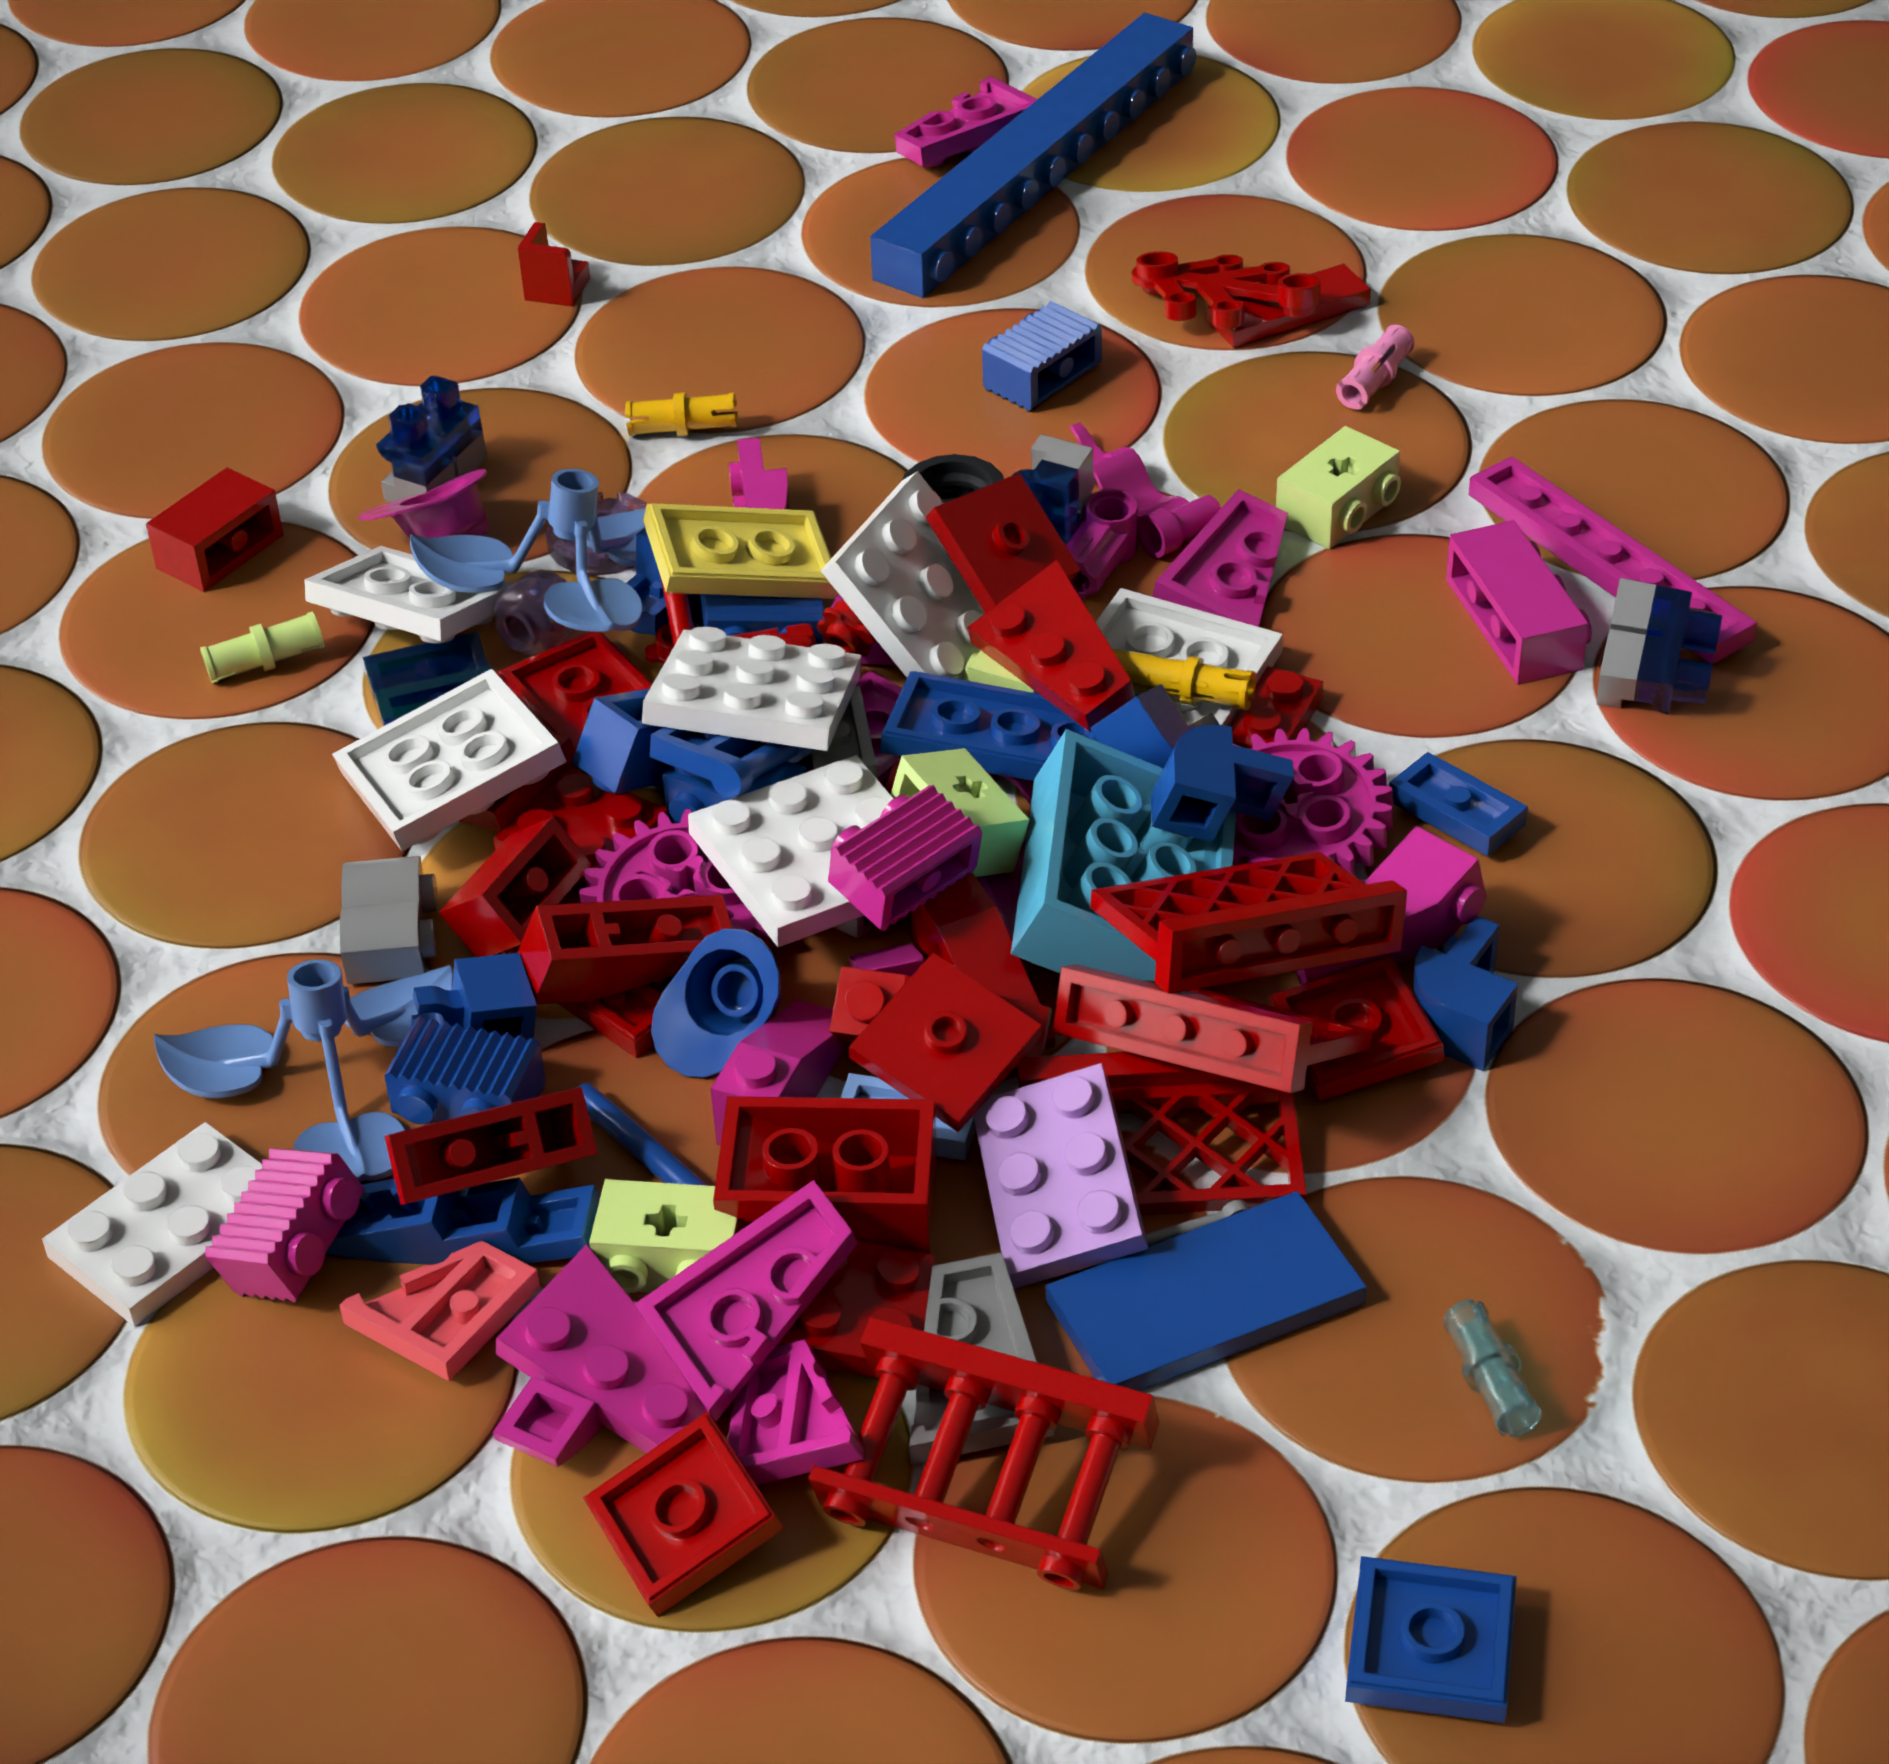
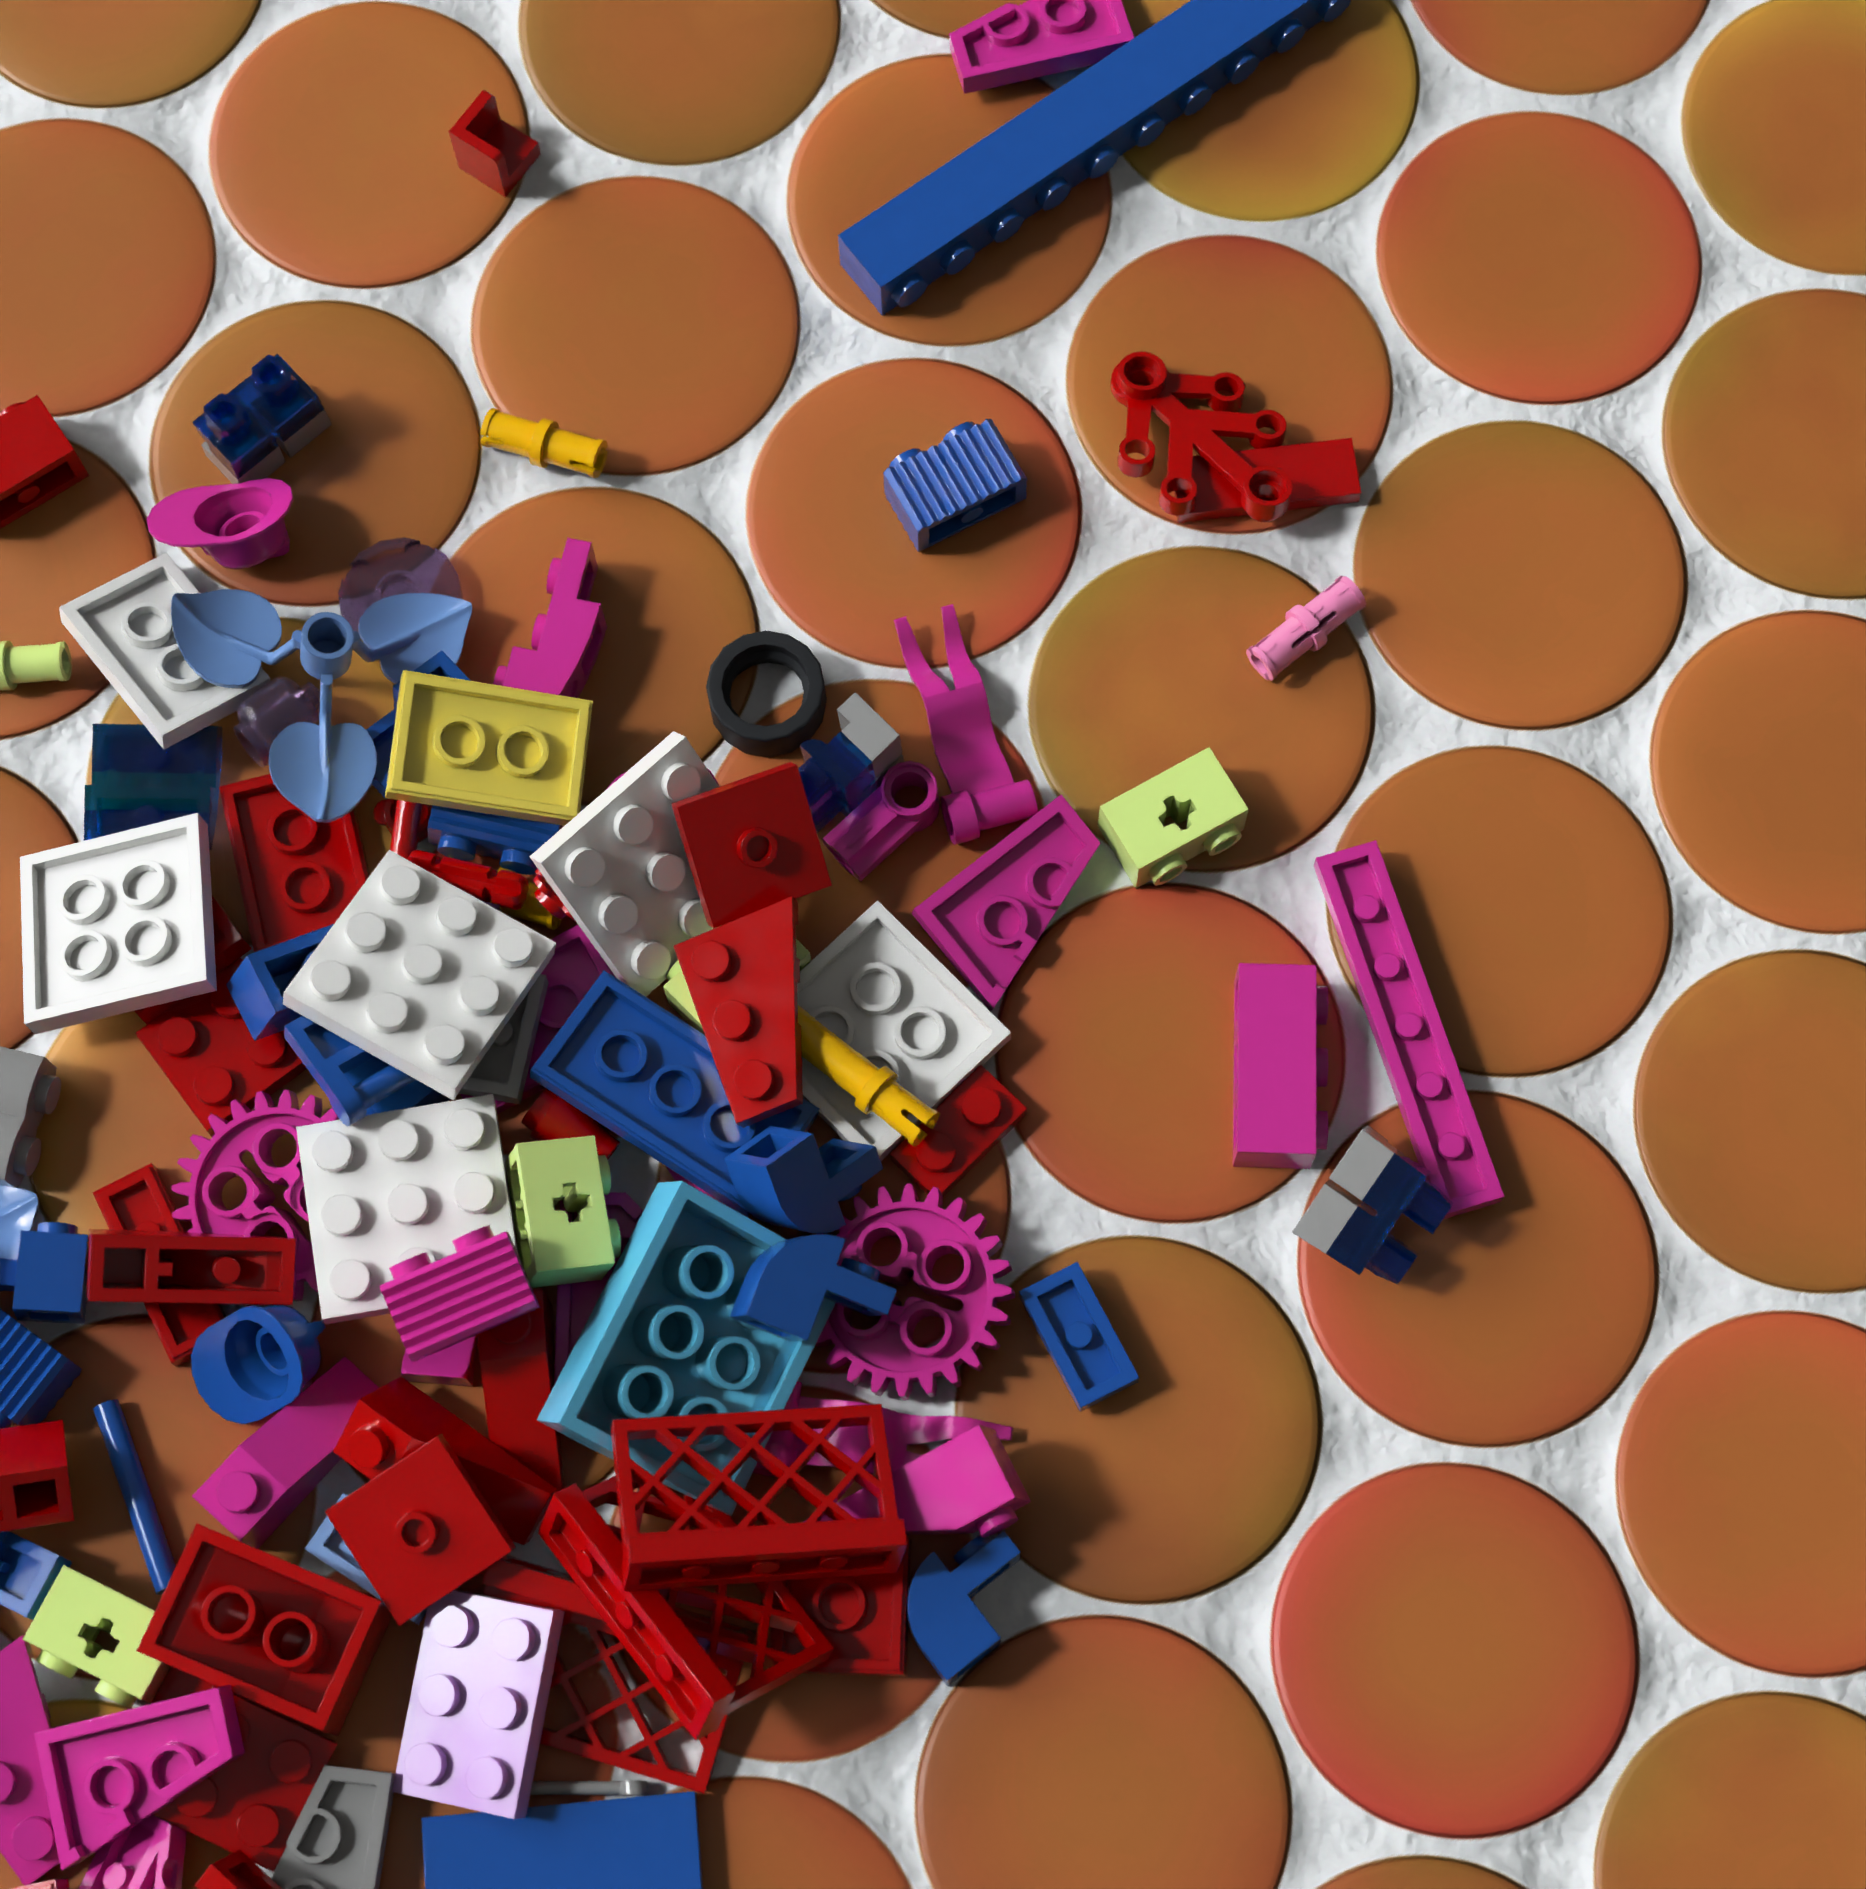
camera: 20 degrees right, 30 degrees up
(523, 872) = (120, 1133): red brick -> none

